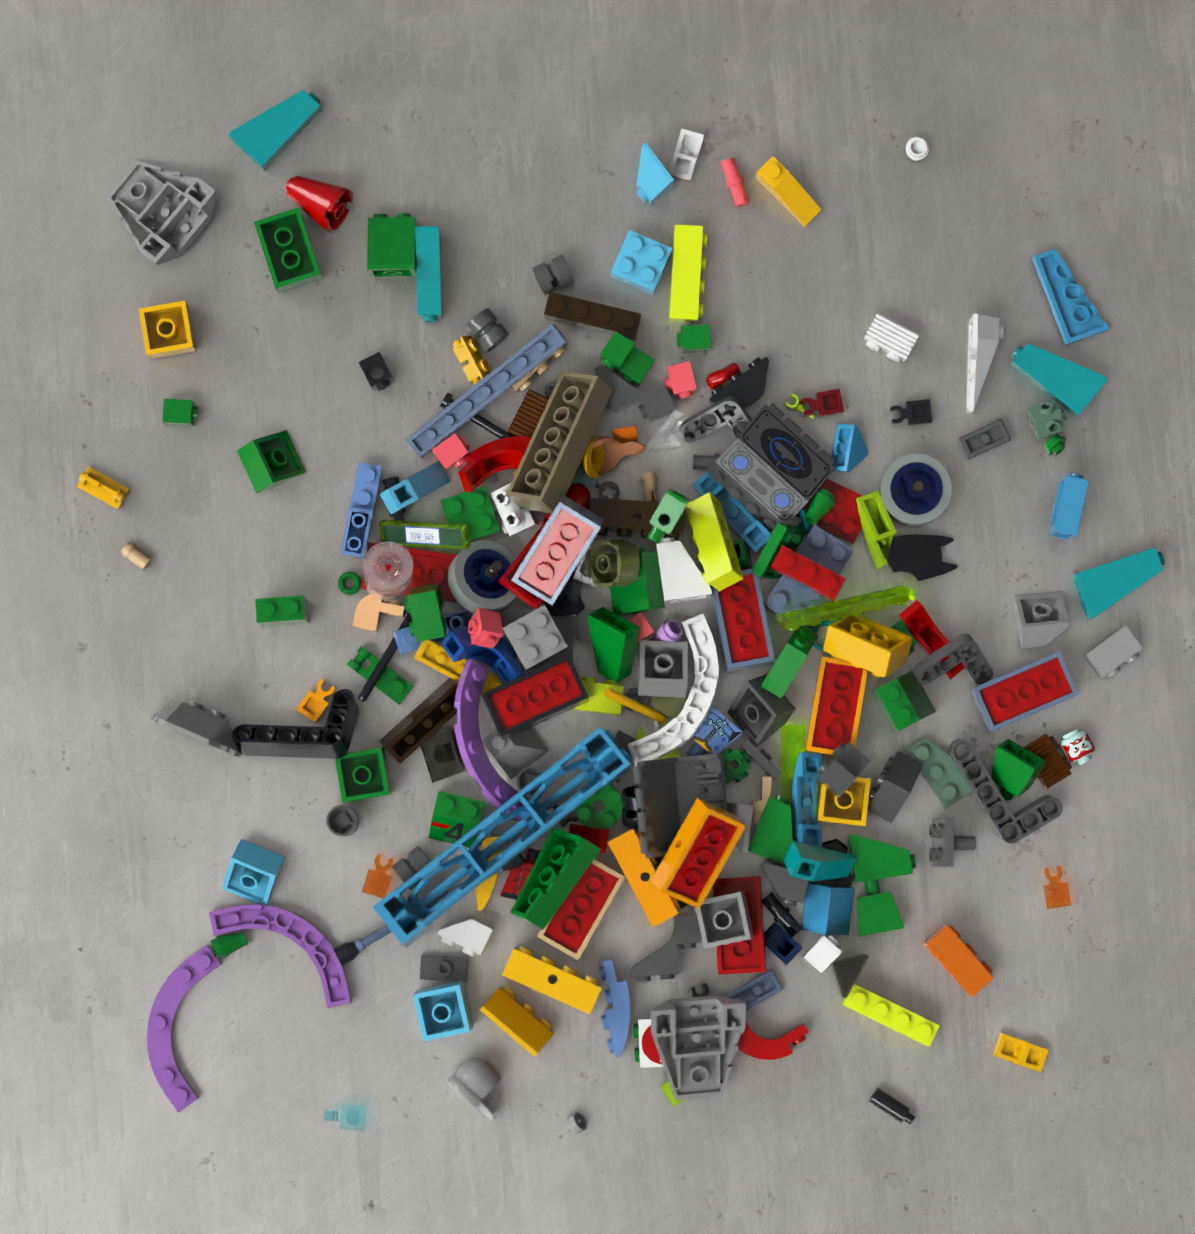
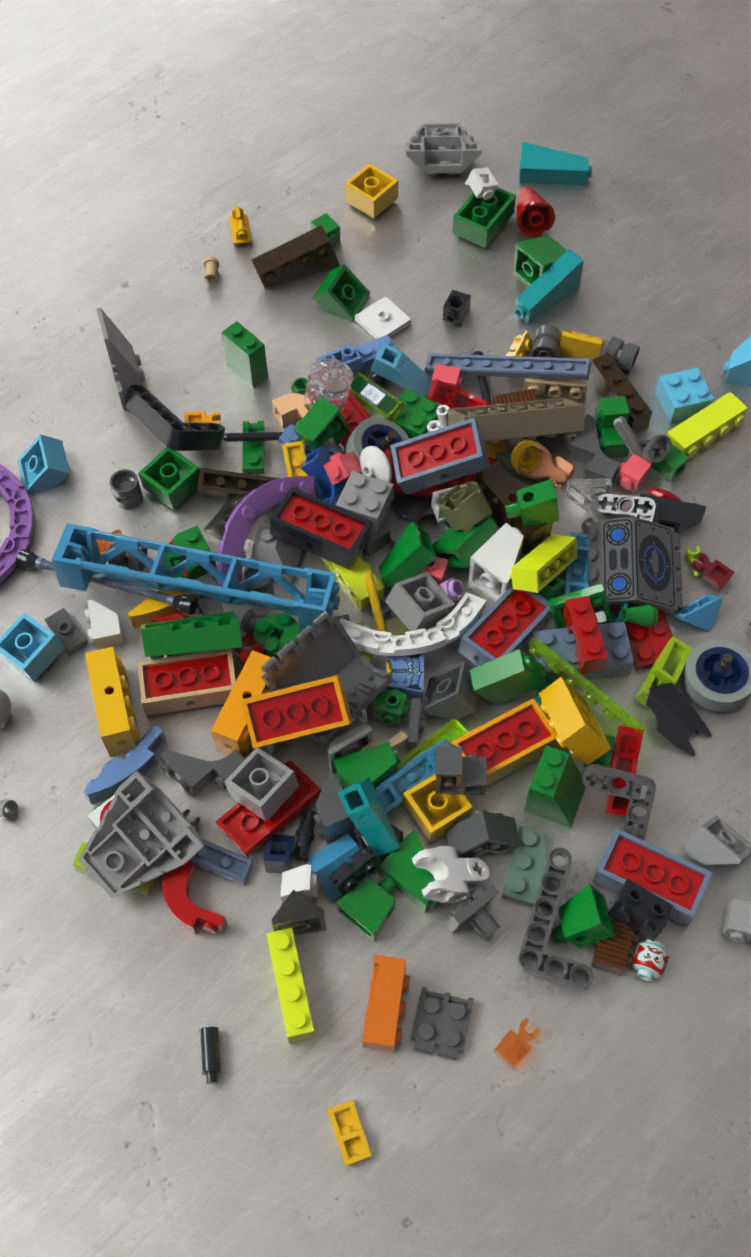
camera: 50 degrees right, 25 degrees down
(195, 472) = (296, 258): none -> dark brown wedge
(267, 233) = (482, 183): none -> white brick
(330, 446) = (382, 319): none -> white plate
(509, 294) = (580, 345): none -> yellow slope
(513, 605) = (375, 464): none -> white dish
(518, 1020) = (58, 702): yellow slope -> none
(659, 360) = (628, 437): none -> light grey axle
(679, 344) = (659, 445): none -> dark grey piece
(847, 913) = (348, 878): none -> black hinge
(908, 836) = (452, 875): none -> white piece
(999, 929) = (441, 1023): none -> dark grey plate
(1043, 727) = (640, 911): none -> black brick

